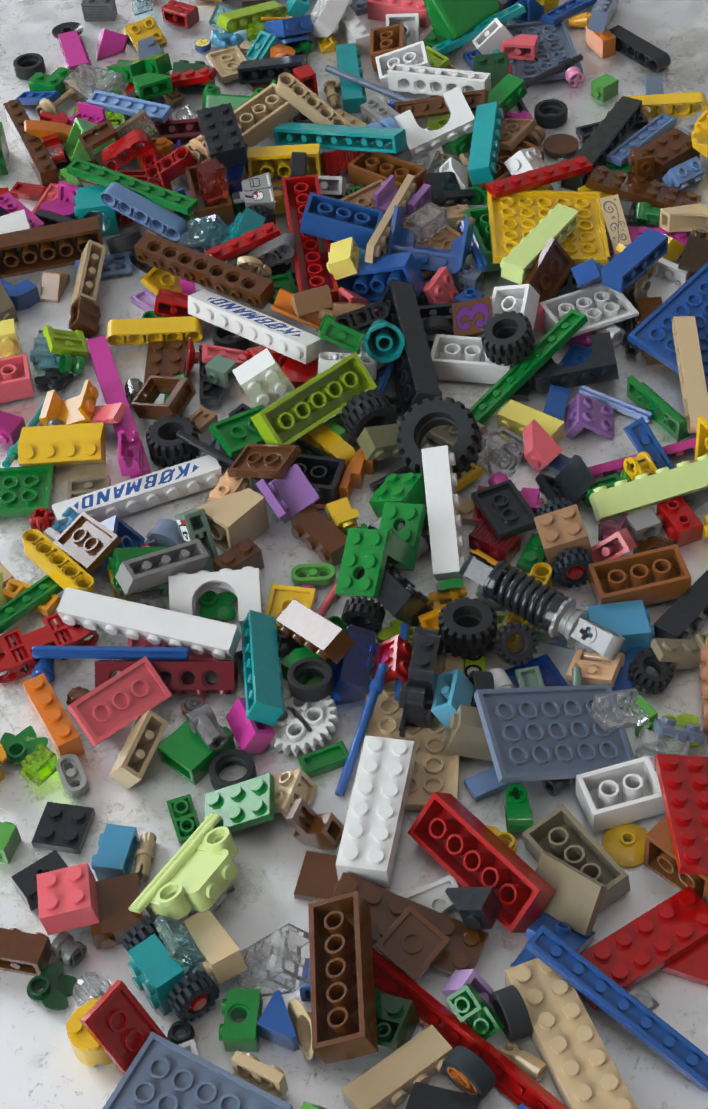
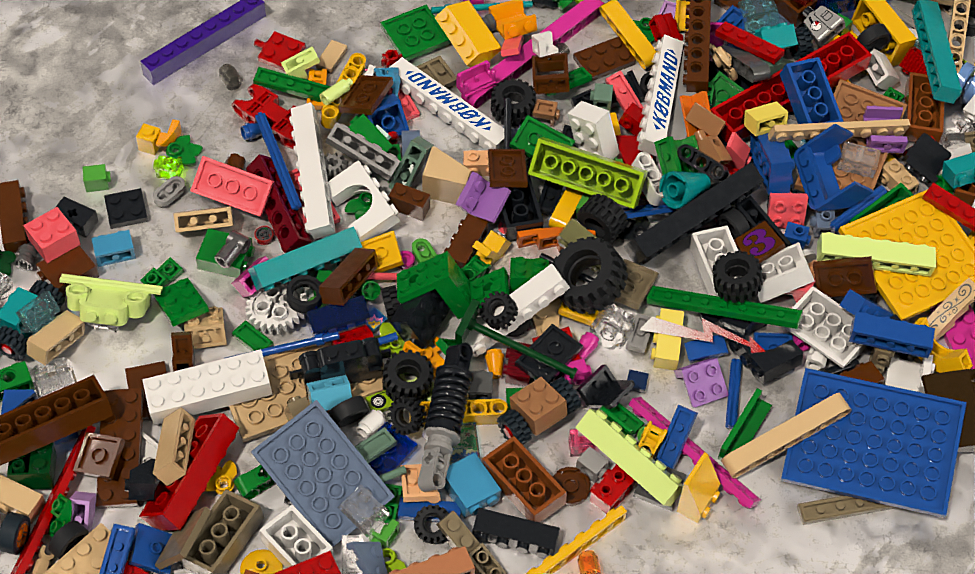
camera: 55 degrees right, 10 degrees up
(53, 716) = (217, 147): orange brick -> none
(65, 564) = (335, 91): none -> yellowish green cylinder
(126, 389) = (543, 44): none -> white panel
(144, 855) = (119, 266): tan pin -> none
(192, 357) = (608, 68): red dish -> none
(229, 758) = (211, 274): black tyre -> none
(438, 505) = (504, 317): none -> black tyre
(443, 861) = (174, 446): none -> tan brick
(444, 550) = (470, 323): none -> dark green tile
(517, 421) = (664, 327): none -> sticker
(539, 446) = (638, 354): coral slope -> none
(613, 546) = (551, 449): coral slope -> none

